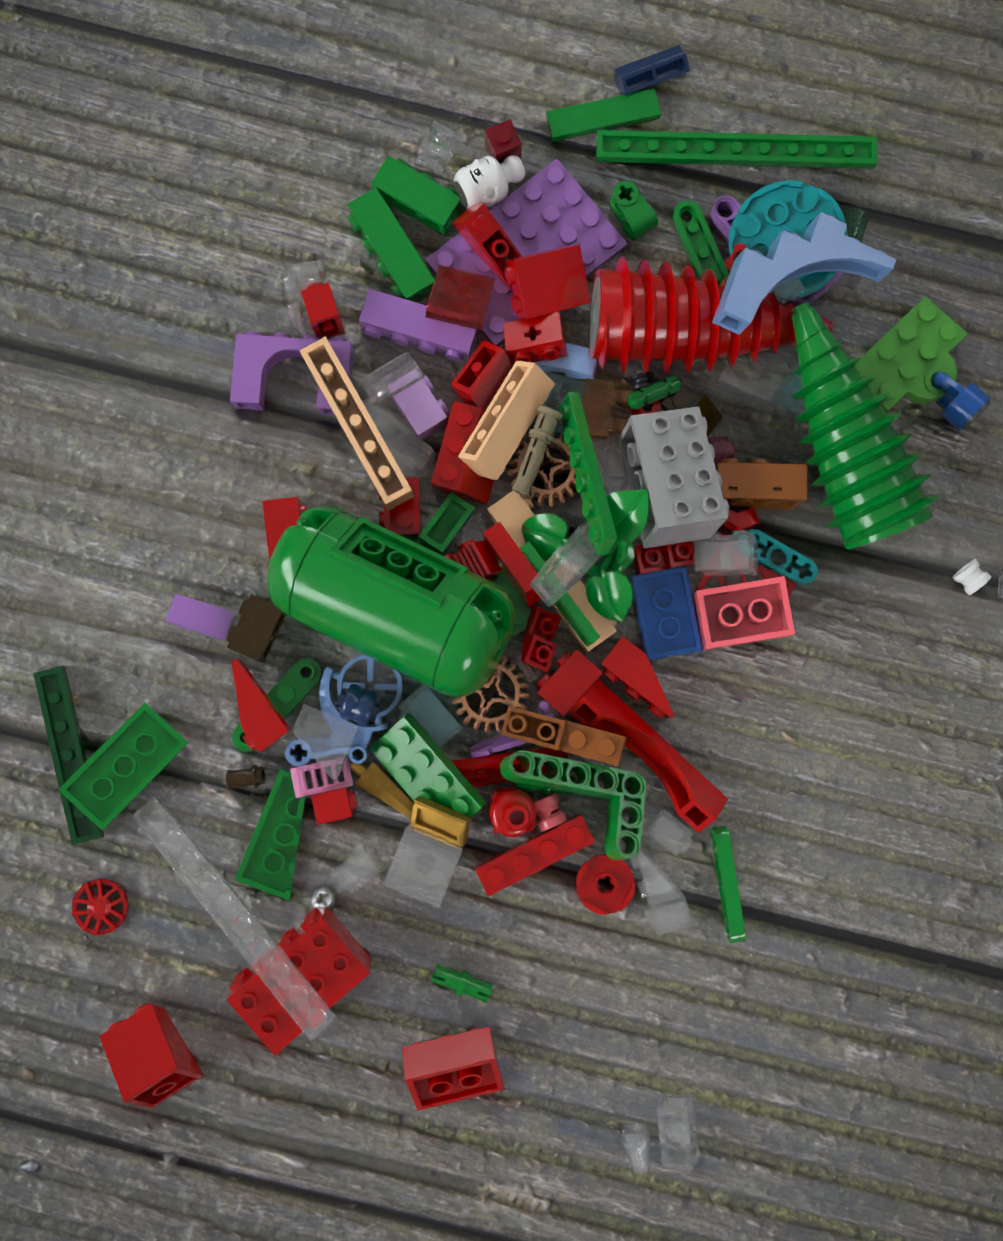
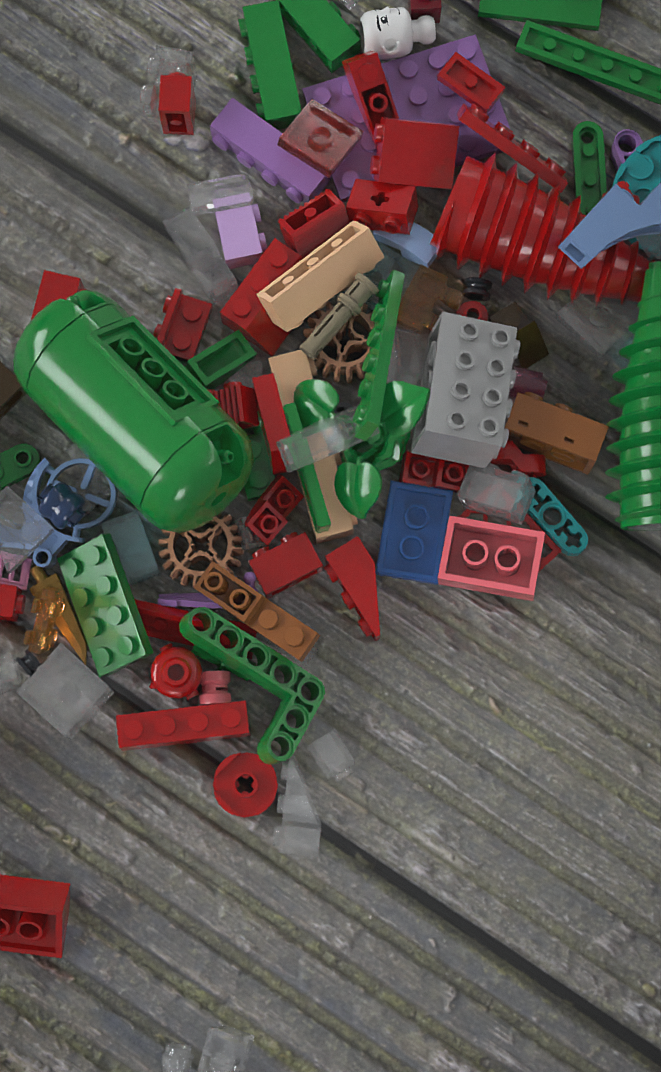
camera: 25 degrees right, 5 degrees down
(258, 354) = (97, 125): medium lavender arch -> none
(357, 423) = (166, 226): light nougat brick -> none
(380, 803) = (48, 609): none -> clear orange plate
(382, 849) = (29, 663): none -> black bush
(440, 821) = (99, 655): pearl gold tile -> none
(461, 983) = (59, 830): green pin -> none
(571, 202) = (470, 82): none -> red plate
(622, 242) = (521, 152): none -> red plate
(634, 215) = (533, 116): green piece -> none
(654, 392) = (484, 302): green axle -> none
(691, 793) = (368, 720): red arch -> none
(728, 884) = (372, 831): green beam -> none

